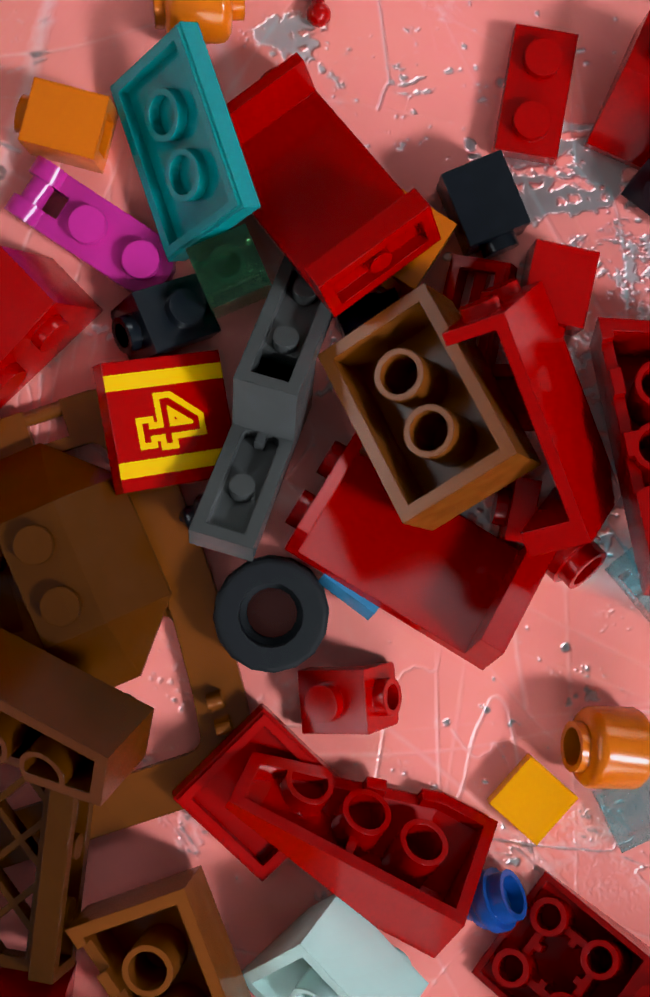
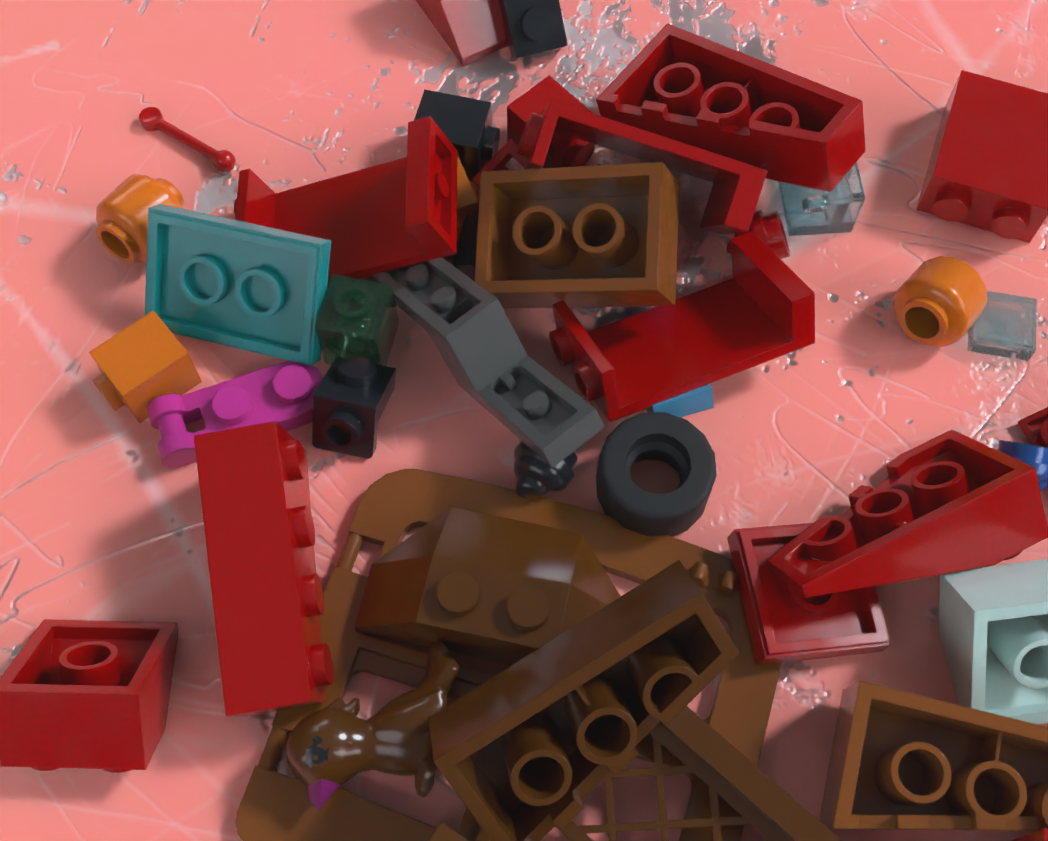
camera: 55 degrees left, 25 degrees down
(162, 419) = (433, 447): red tile -> none
(349, 699) = (768, 469): red bracket -> none
(515, 507) = (703, 250): red plate -> none
(532, 798) = (947, 390): light orange tile -> none
(535, 94) = (399, 65): red plate -> none

